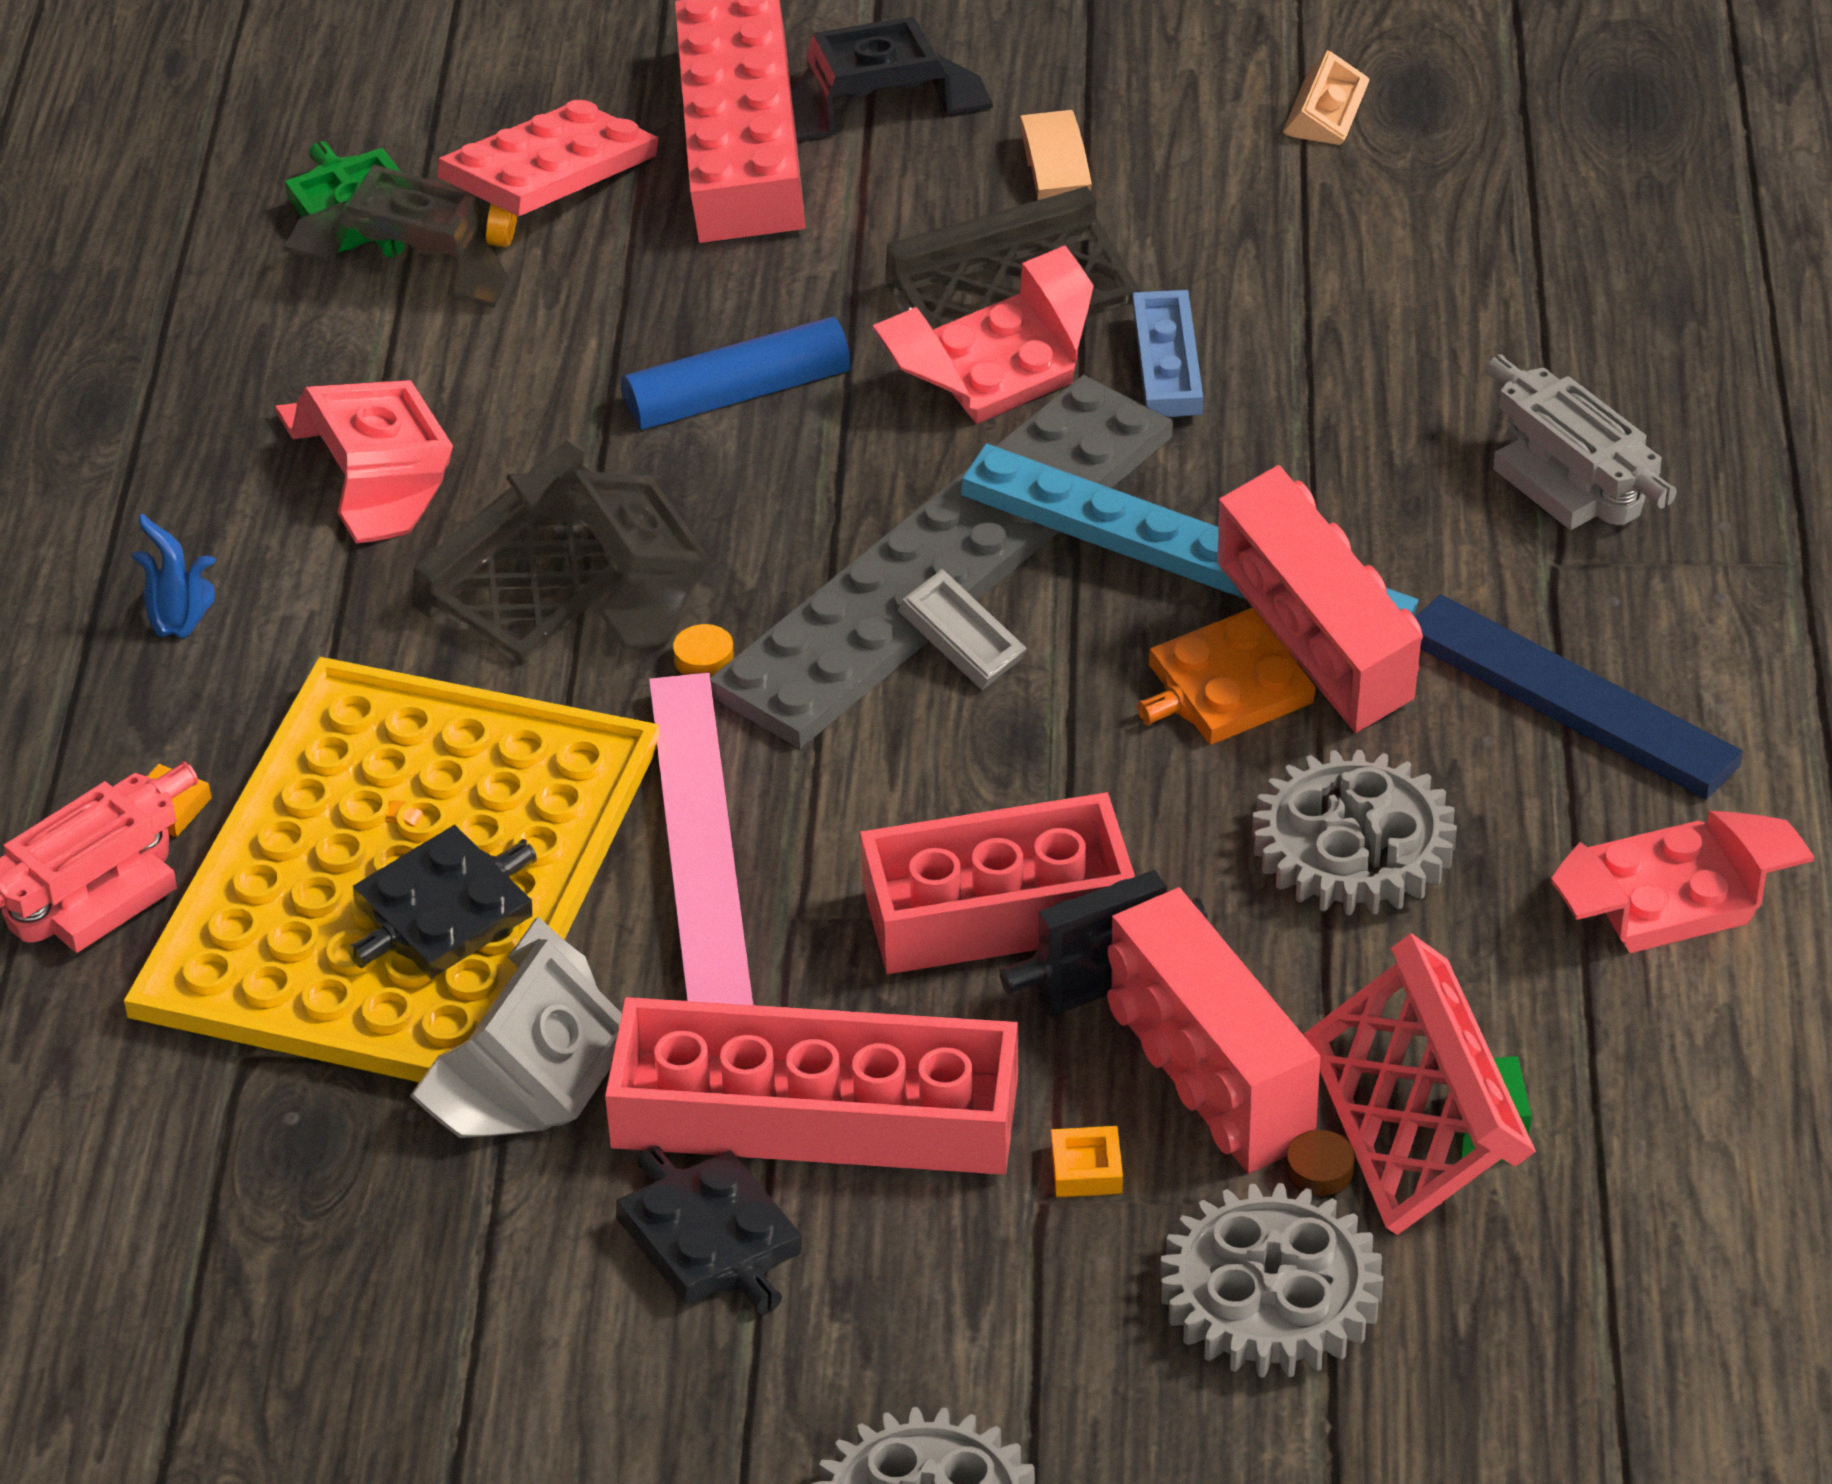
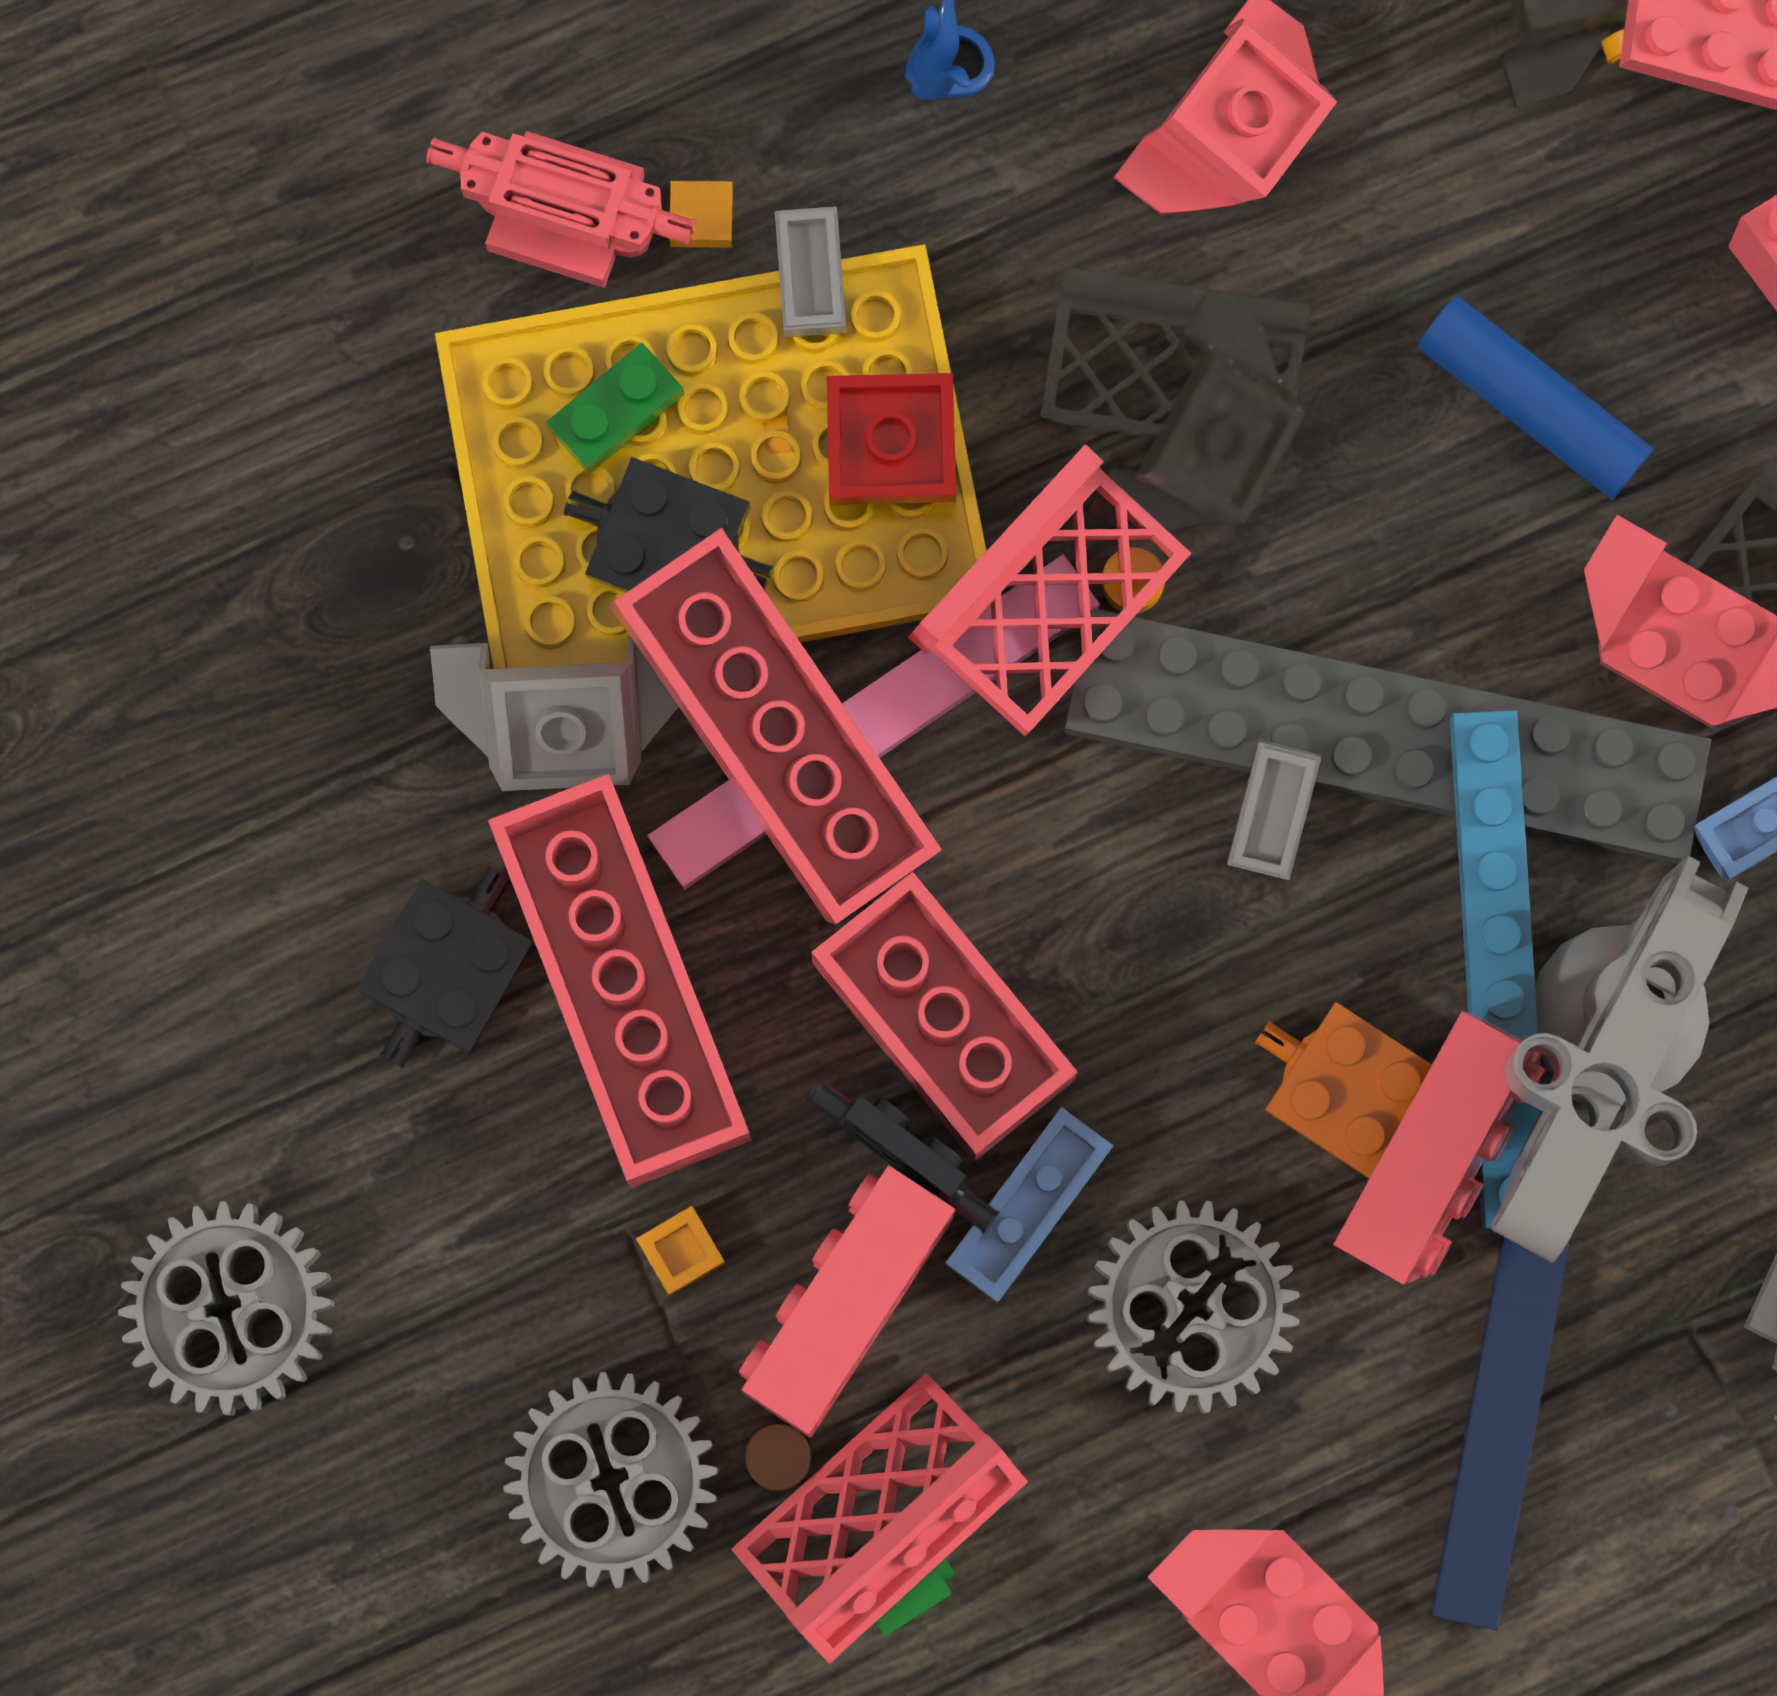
camera: 60 degrees right, 35 degrees up
(284, 728) = (810, 271): none -> light grey tile
(296, 896) = (615, 408): none -> green plate
(471, 723) = (891, 439): none -> red plate
(635, 687) = (1012, 552): none -> coral fence
(667, 869) = (775, 727): none -> coral brick
(1185, 866) = (1030, 1205): none -> medium blue plate
(1283, 403) = (1615, 1027): none -> light grey piece

